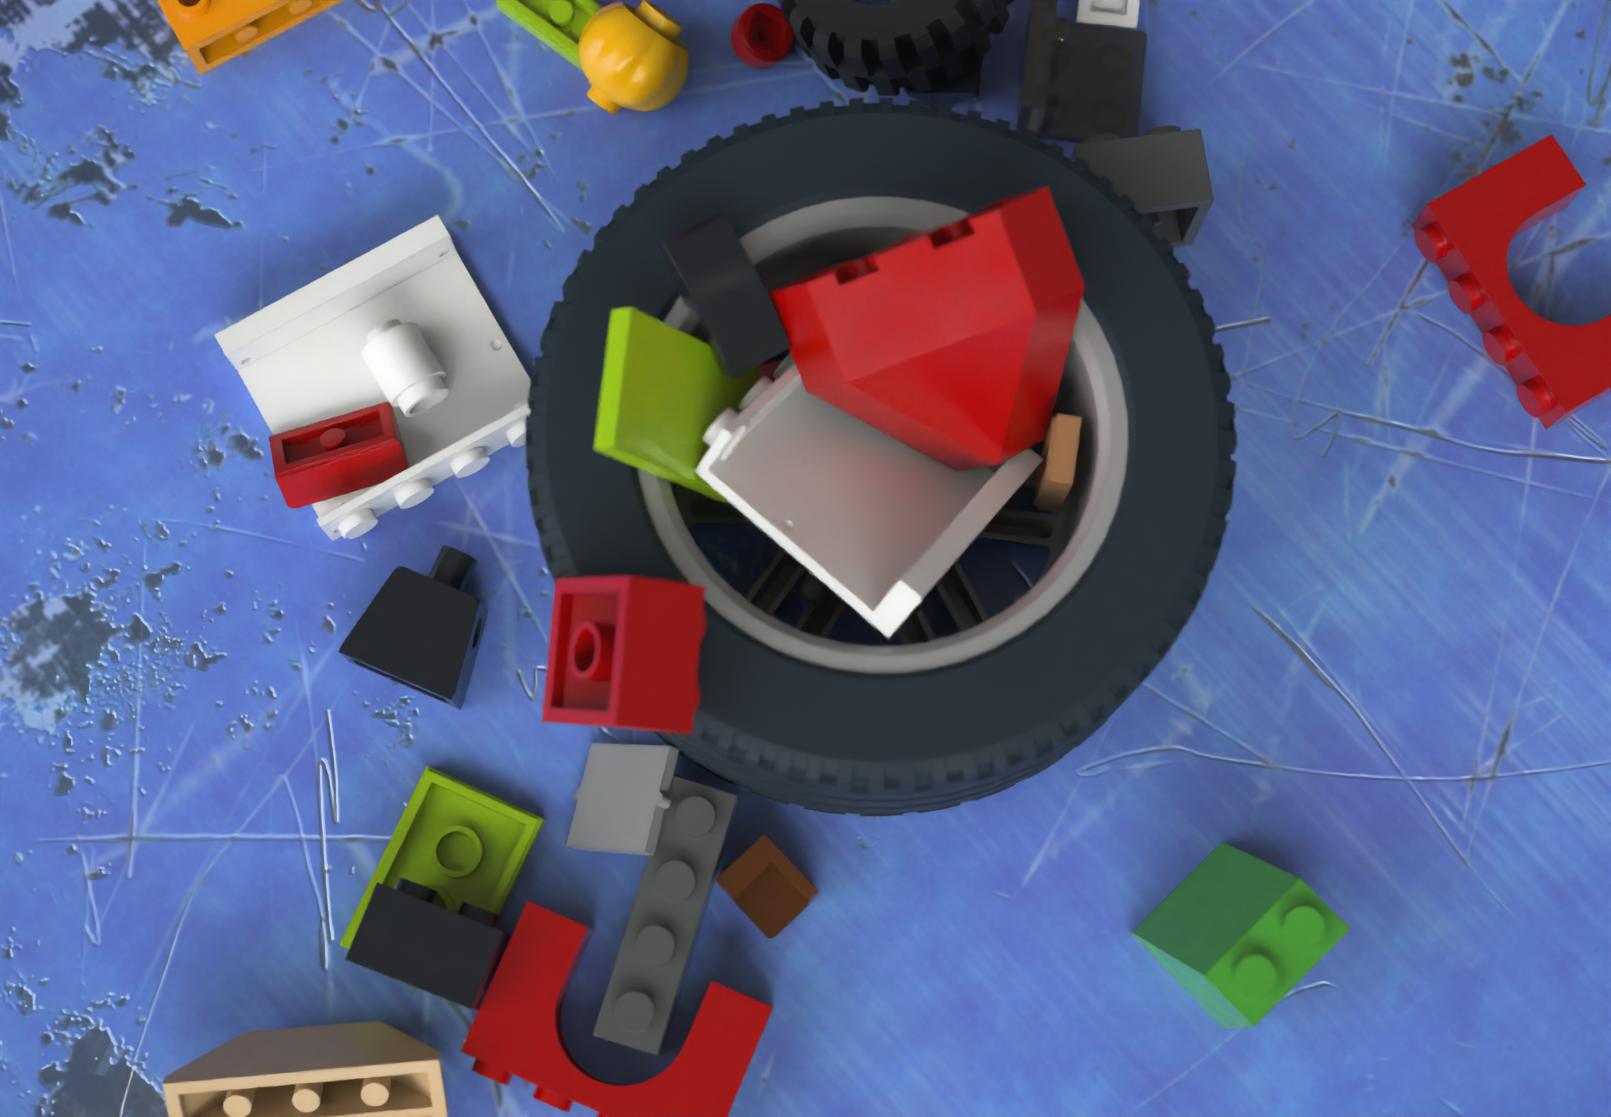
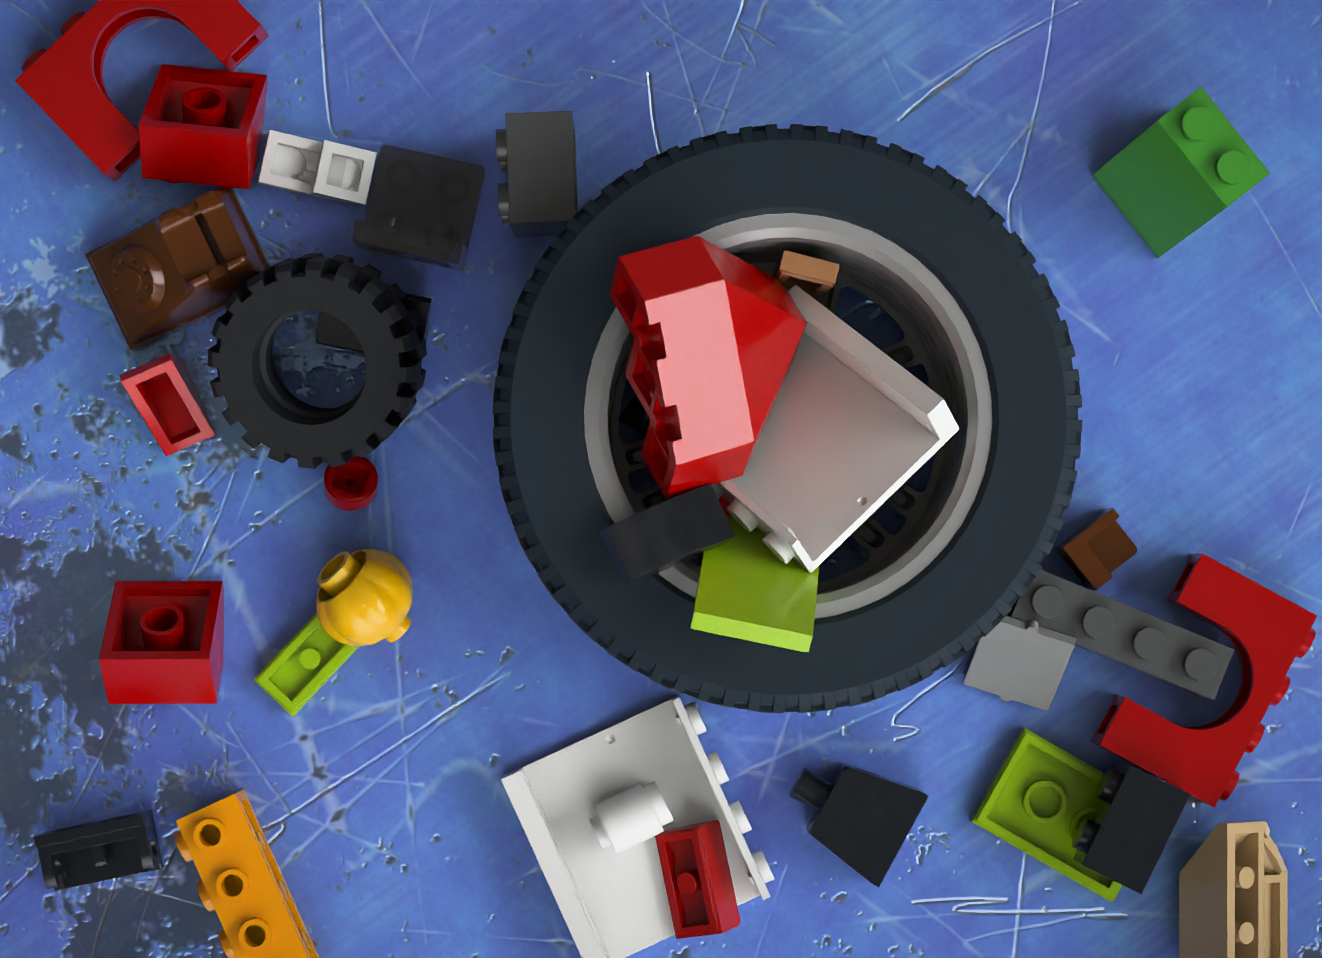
camera: 85 degrees left, 10 degrees up
(624, 653) = (967, 643): red slope -> none

